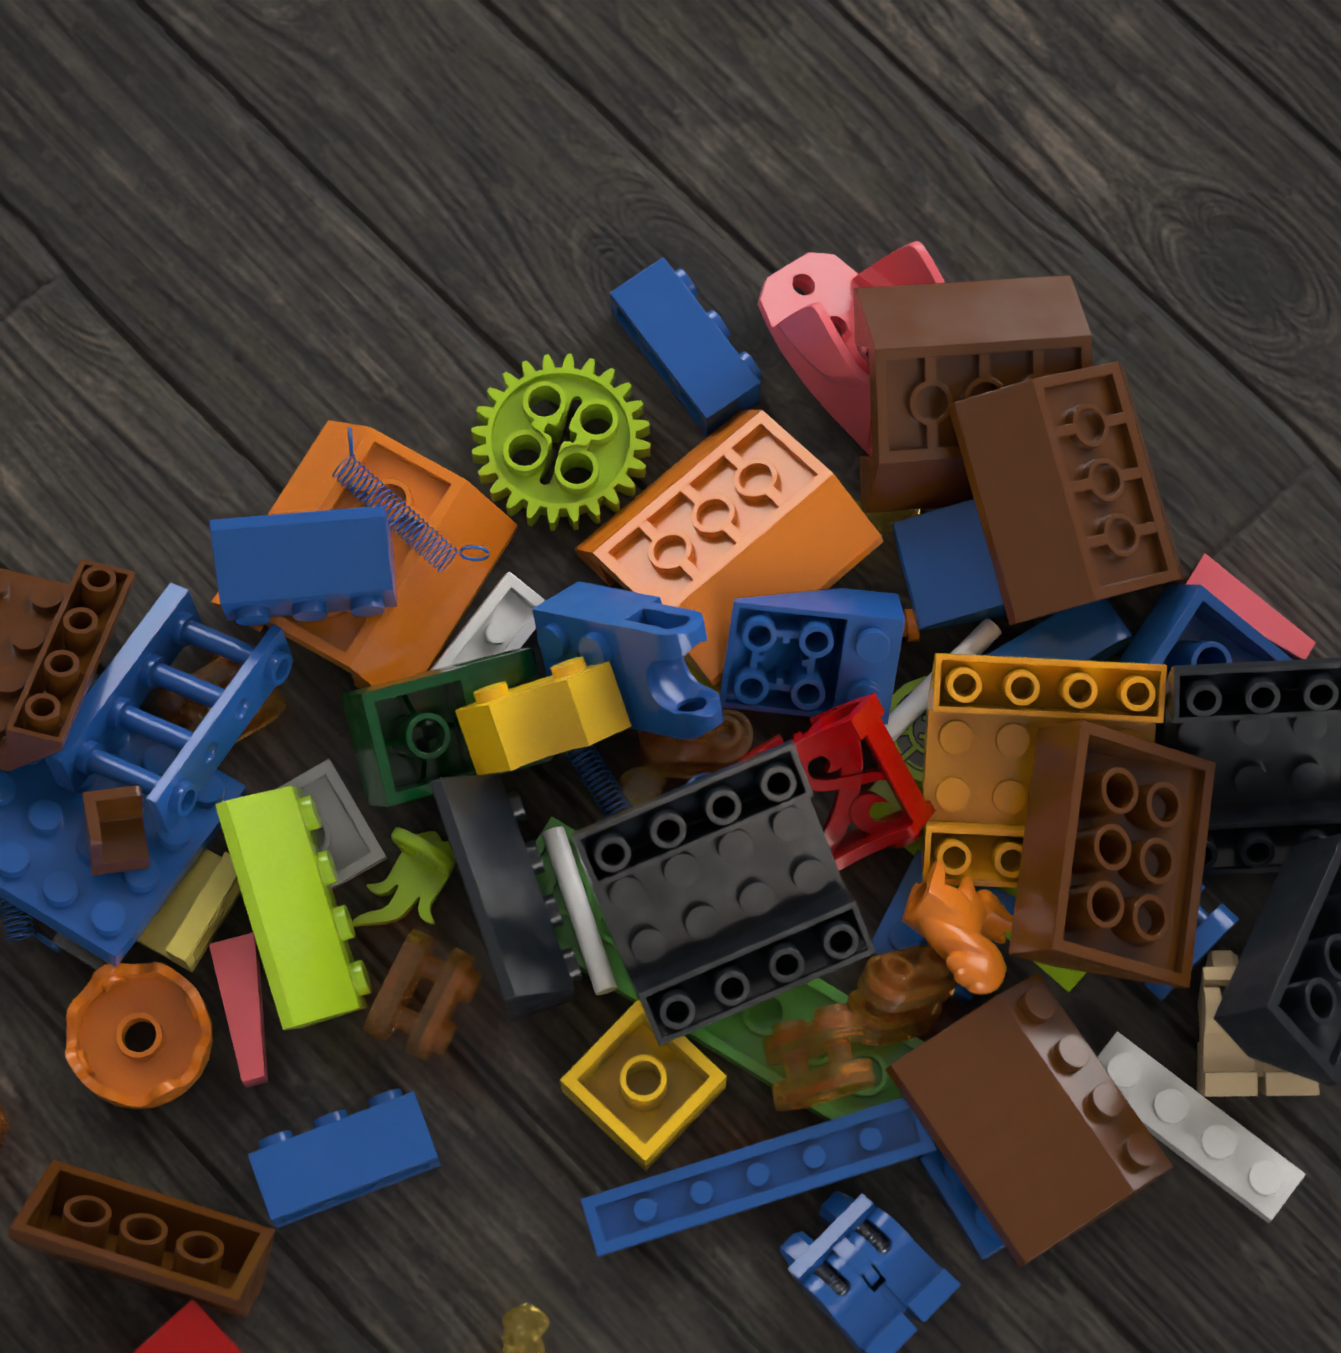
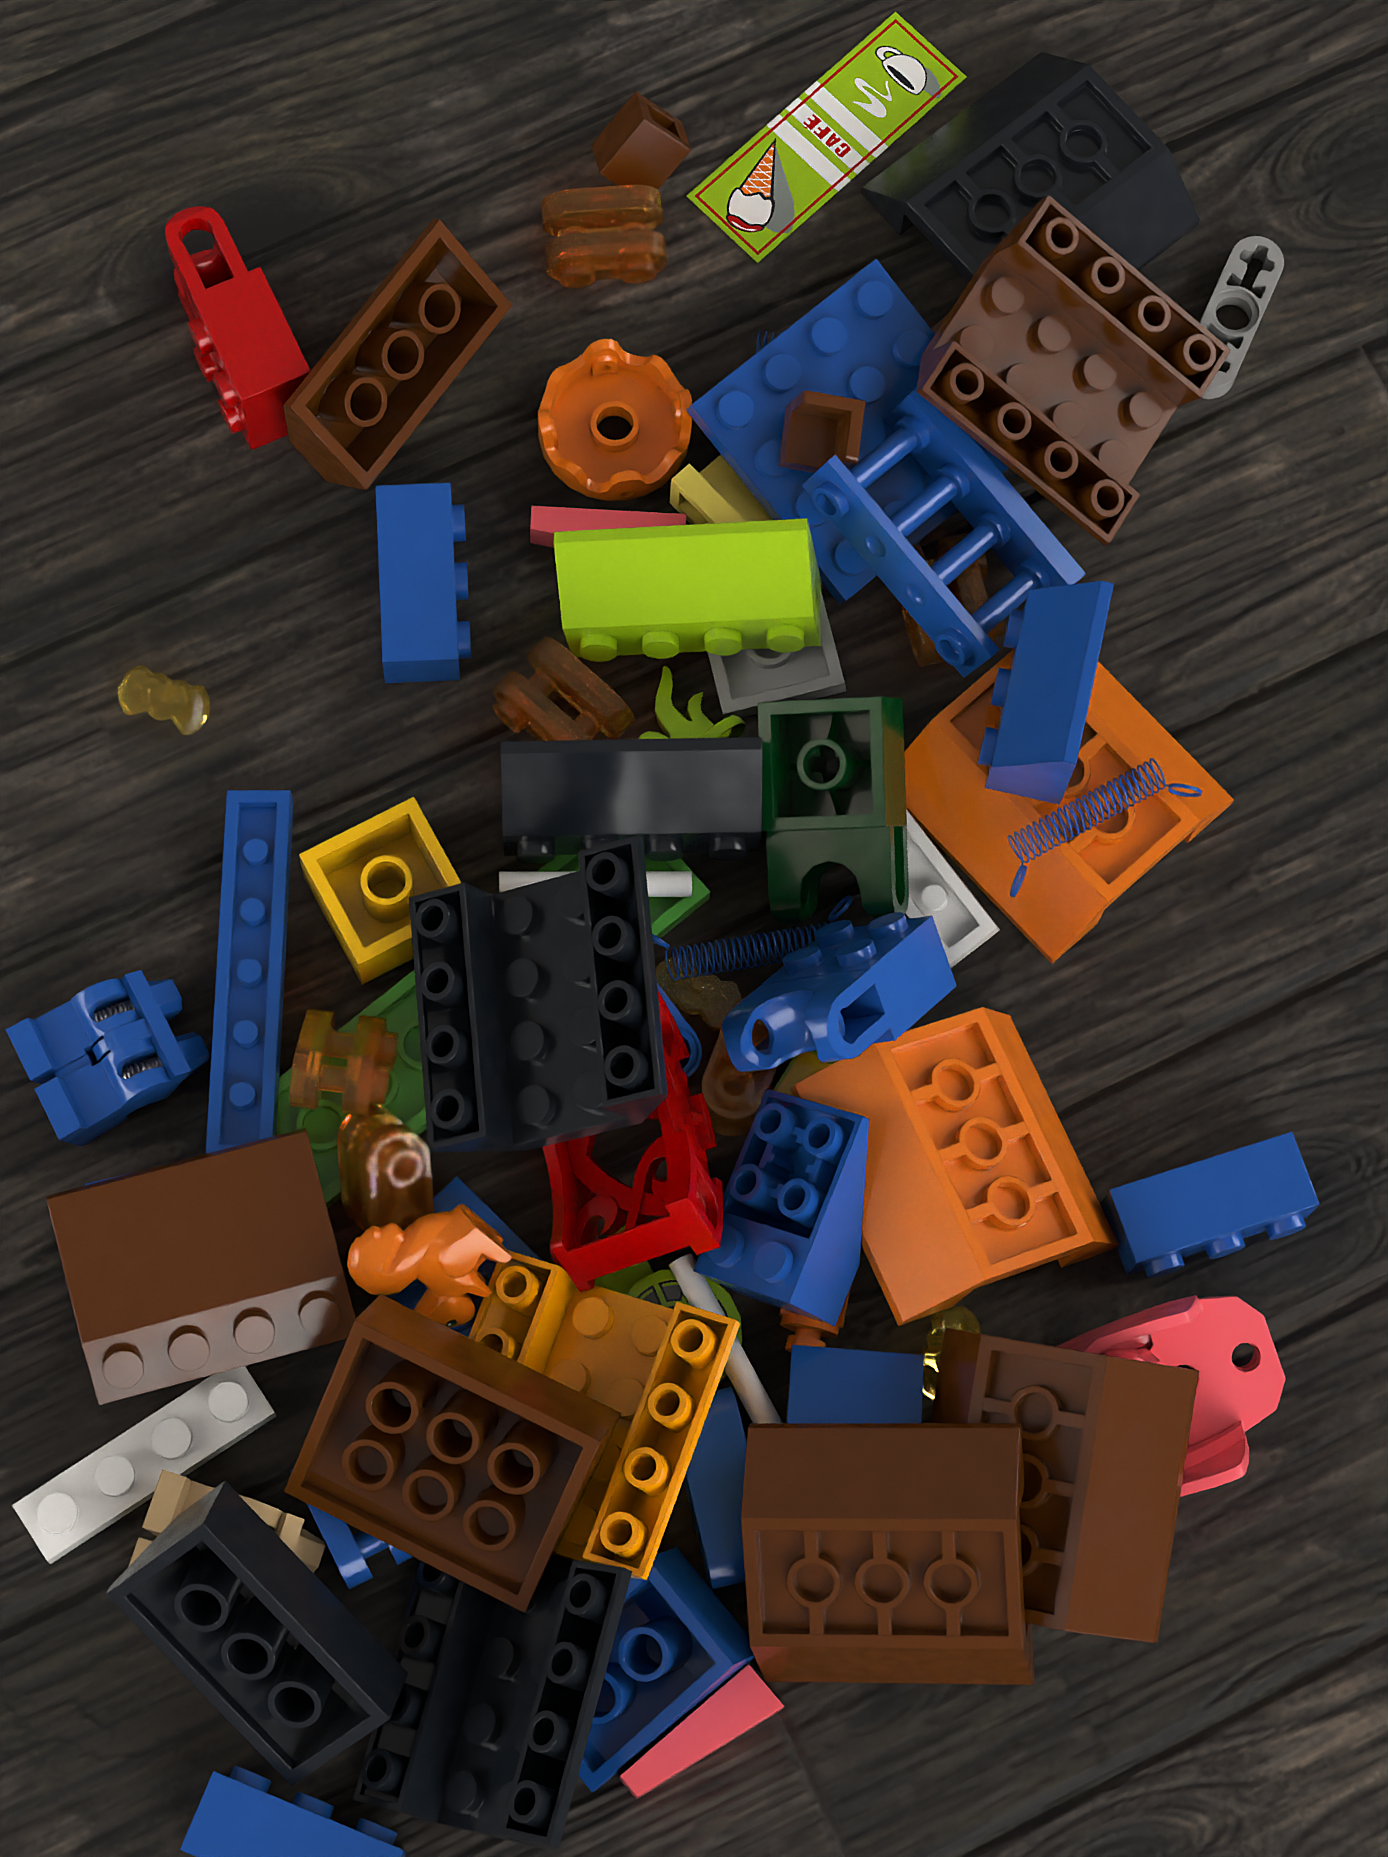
camera: 100 degrees right, 0 degrees up
(542, 716) = (803, 885): yellow brick -> none
(606, 456) = (1101, 1078): lime gear -> none

